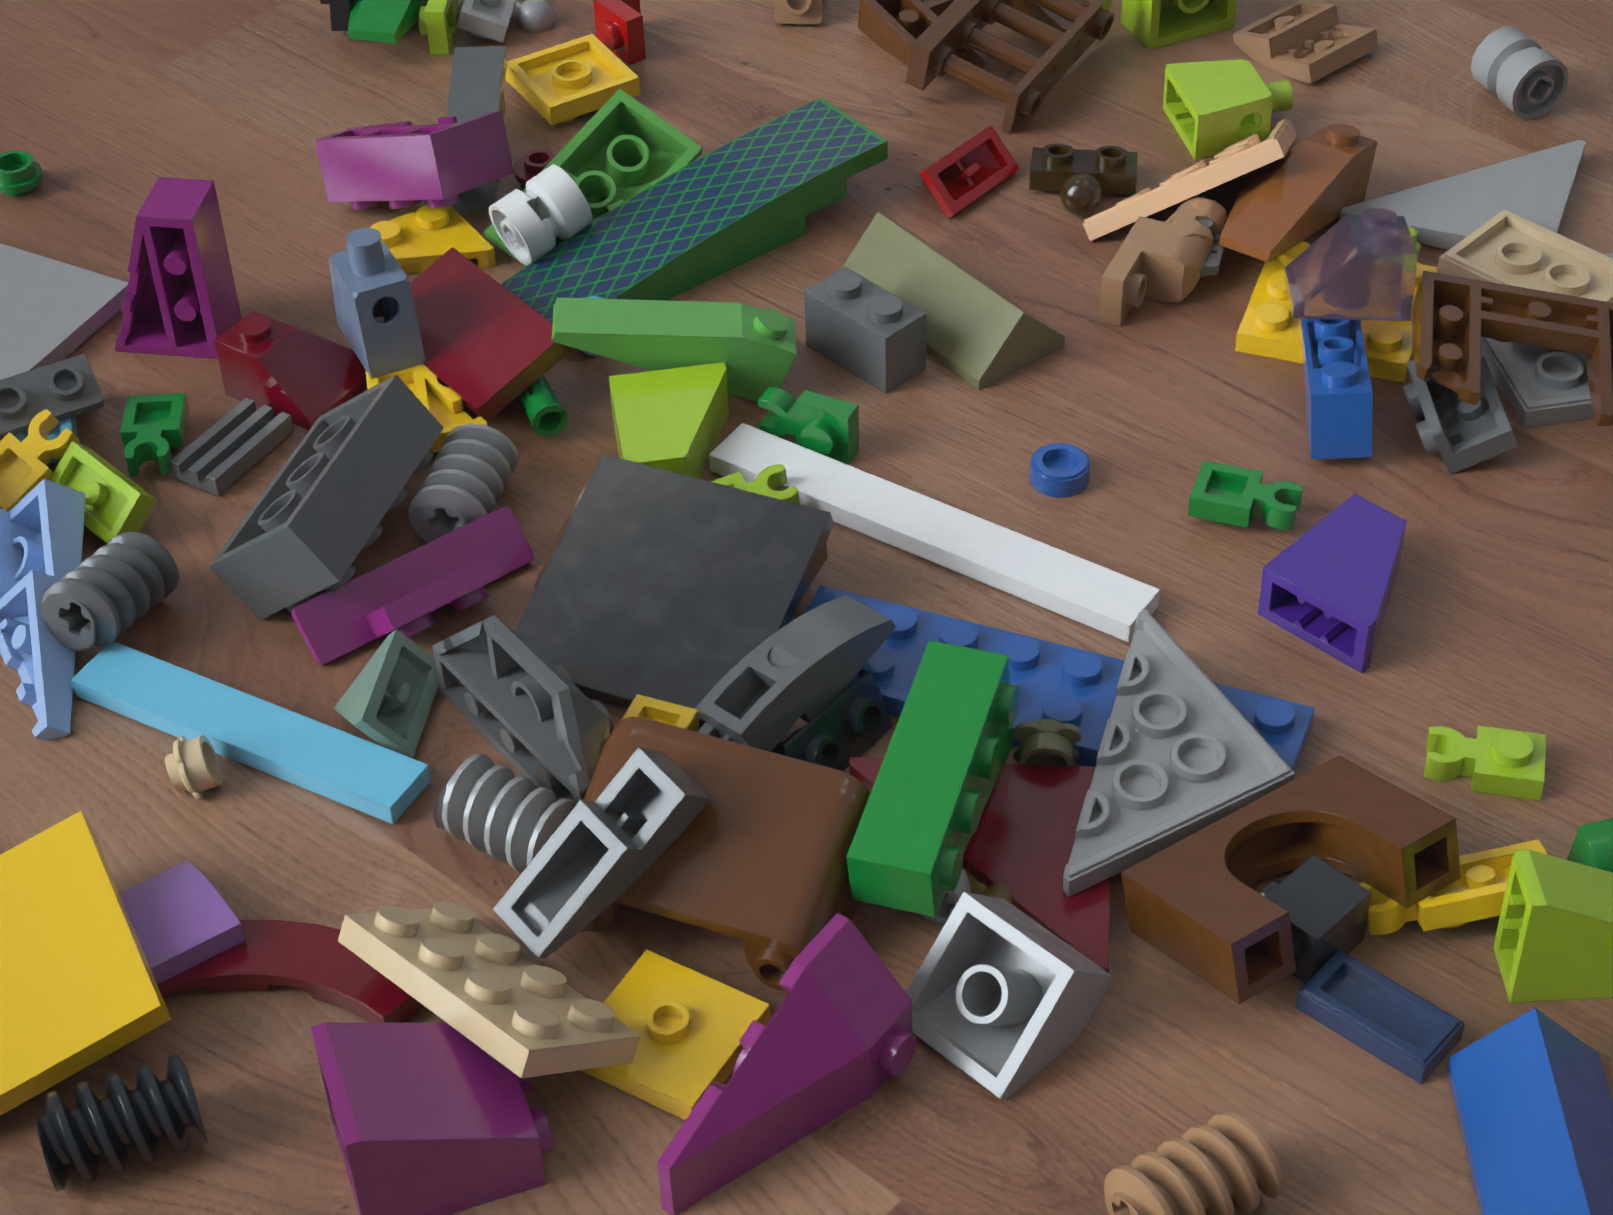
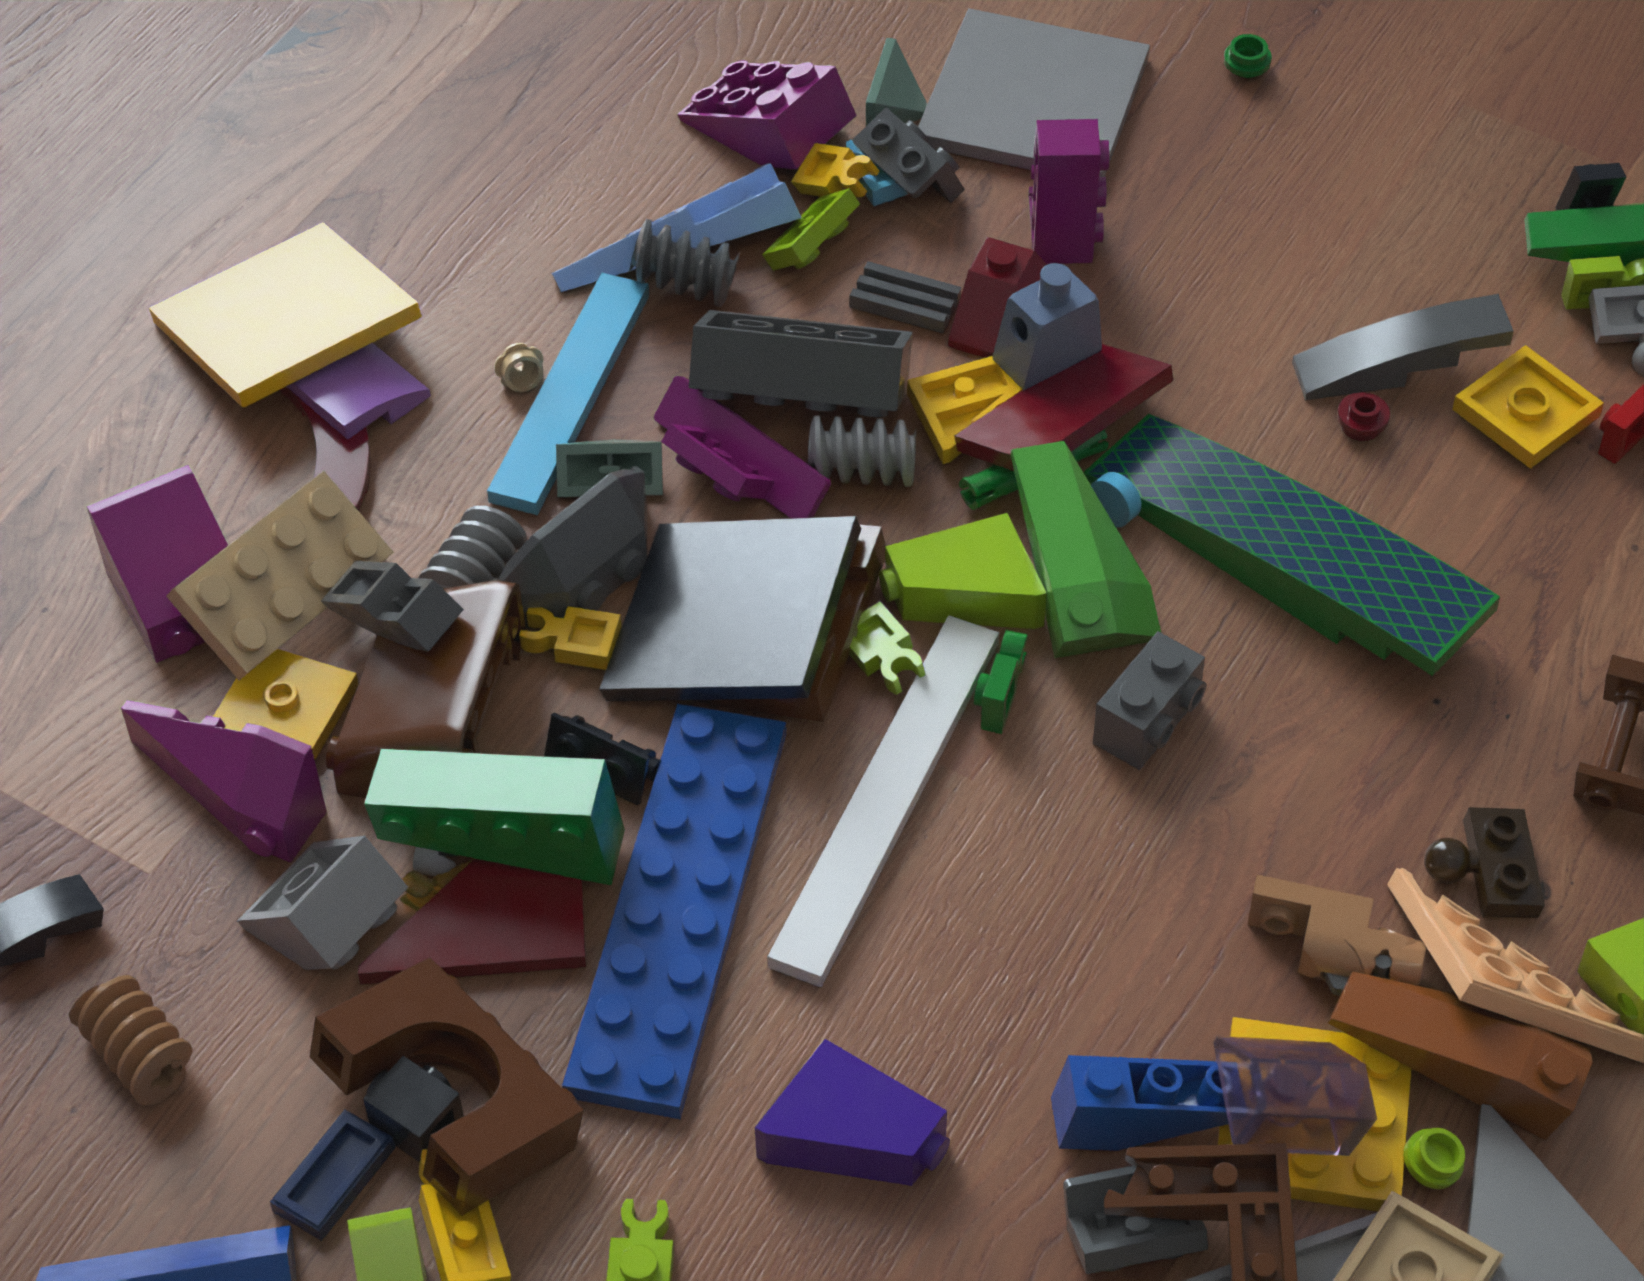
camera: 80 degrees right, 10 degrees up
(118, 1122) = (171, 410): black piece -> none
(153, 427) = (908, 238): green plate -> none
(414, 161) = (1300, 311): magenta wedge -> none
(428, 234) = (1228, 355): yellow wing -> none
(534, 218) = (1242, 417): white wheel -> none
(619, 156) = (1354, 457): bright green wedge -> none
(793, 673) = (620, 698): dark grey slope -> none
(967, 320) = (1234, 771): olive slope -> none
(969, 171) = (1460, 755): red slope -> none
(1046, 743) = (597, 905): olive plate -> none
(1060, 470) = (993, 889): blue tile -> none
(1166, 762) = (581, 991): light grey tile -> none
(1237, 494) = (967, 1030): green plate -> none

